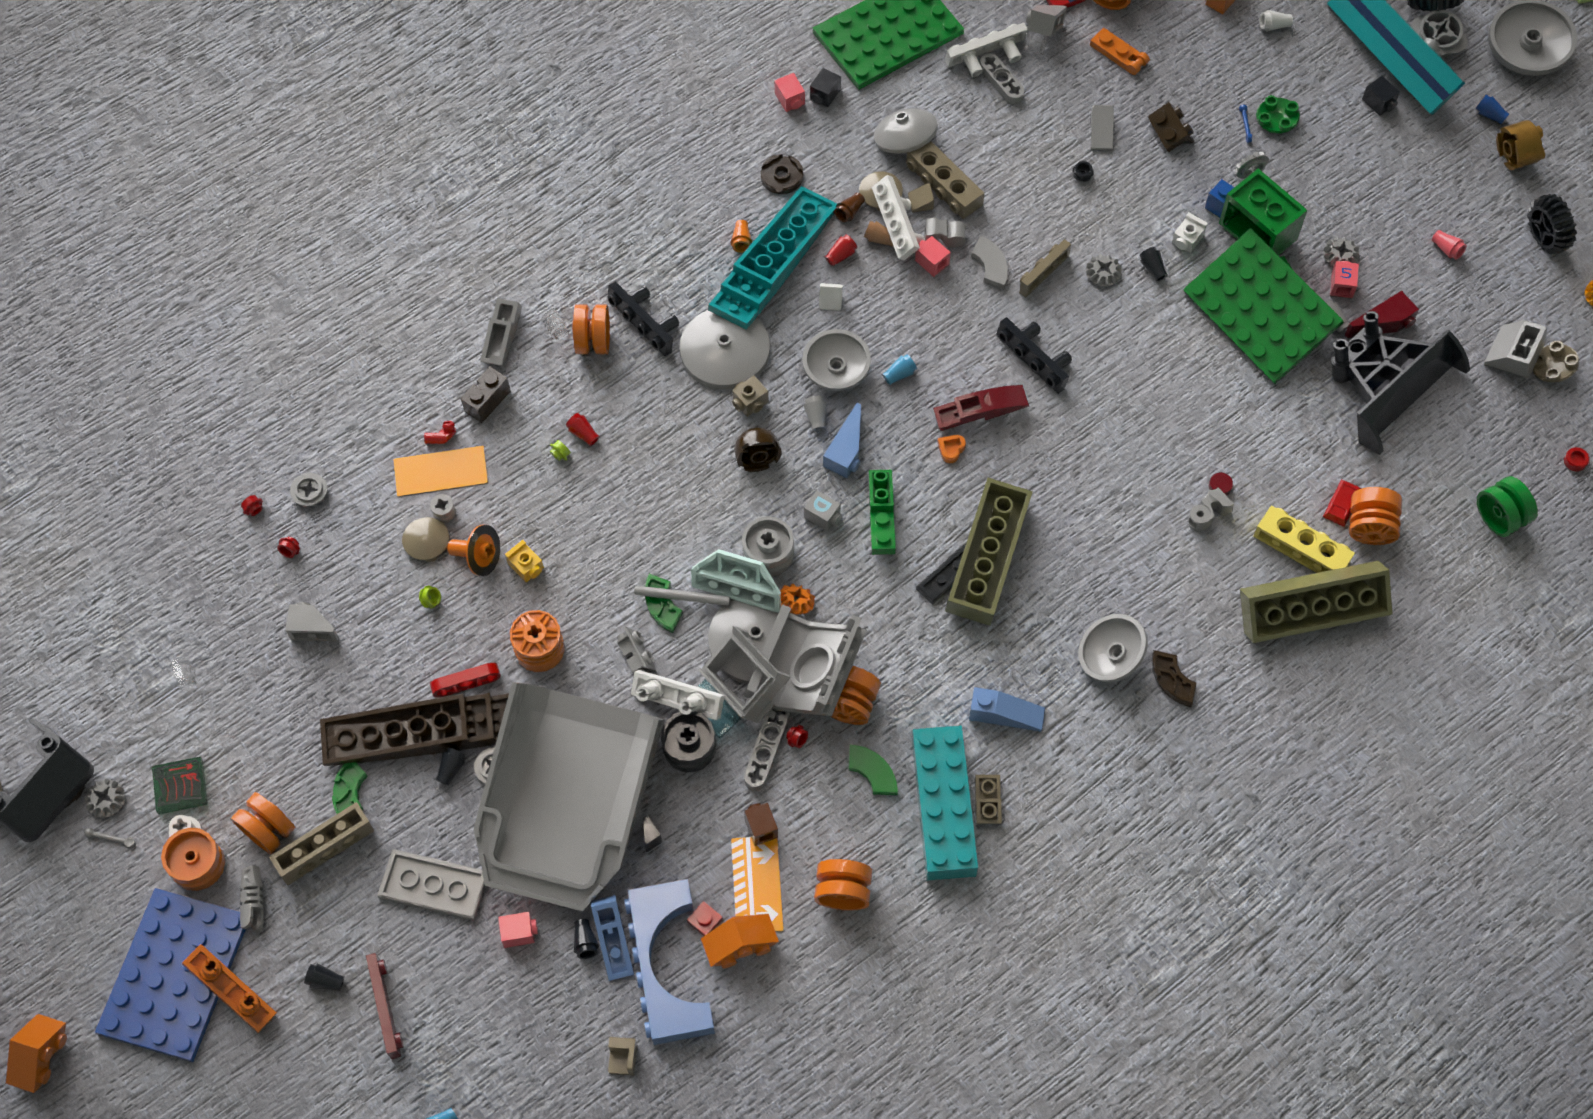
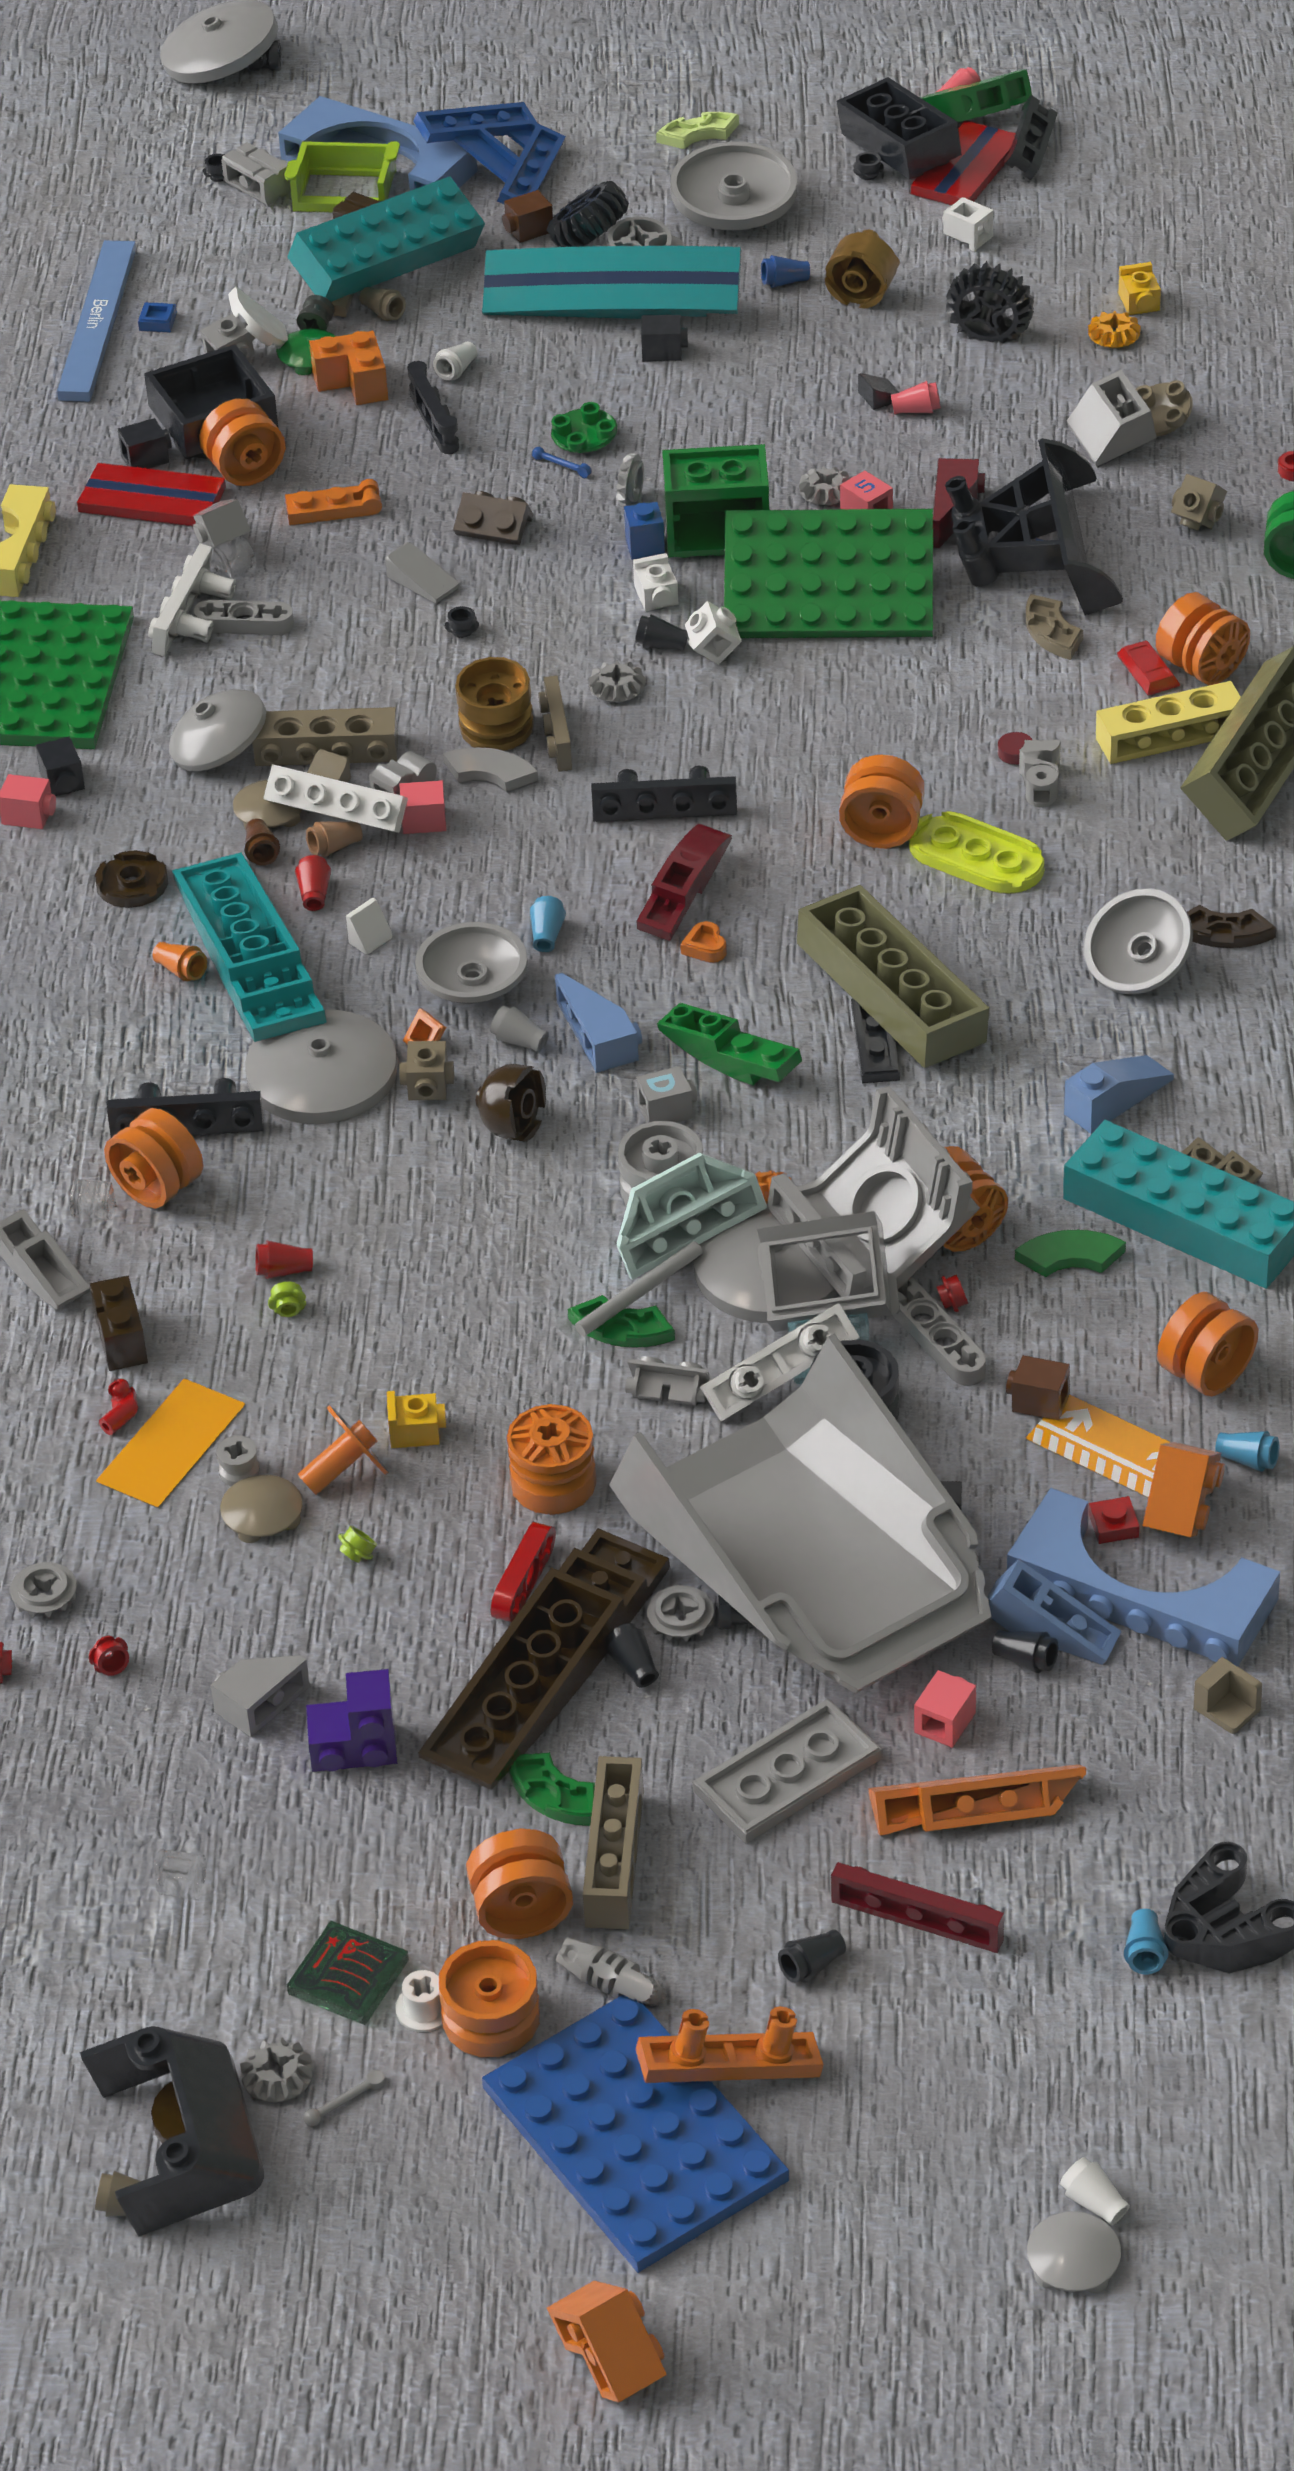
camera: 50 degrees left, 20 degrees down
(312, 683) = (354, 1730): none -> dark purple brick
(472, 981) = (973, 1799): none -> orange wedge
(780, 375) = (424, 1028): none -> orange slope
(798, 952) = (1250, 1449): none -> dark azure cone
(1025, 232) = (494, 703): none -> pearl gold wheel
(1108, 455) = (881, 801): none -> orange wheel
(1126, 522) = (977, 852): none -> neon yellow tile
(1172, 286) = (713, 632): none -> white brick
(1224, 43) = (429, 405): none -> black plate
(1330, 433) = (1049, 627): none -> dark tan tile
(1441, 220) = (875, 390): none -> black slope
(1490, 436) = (1198, 503): none -> dark tan brick

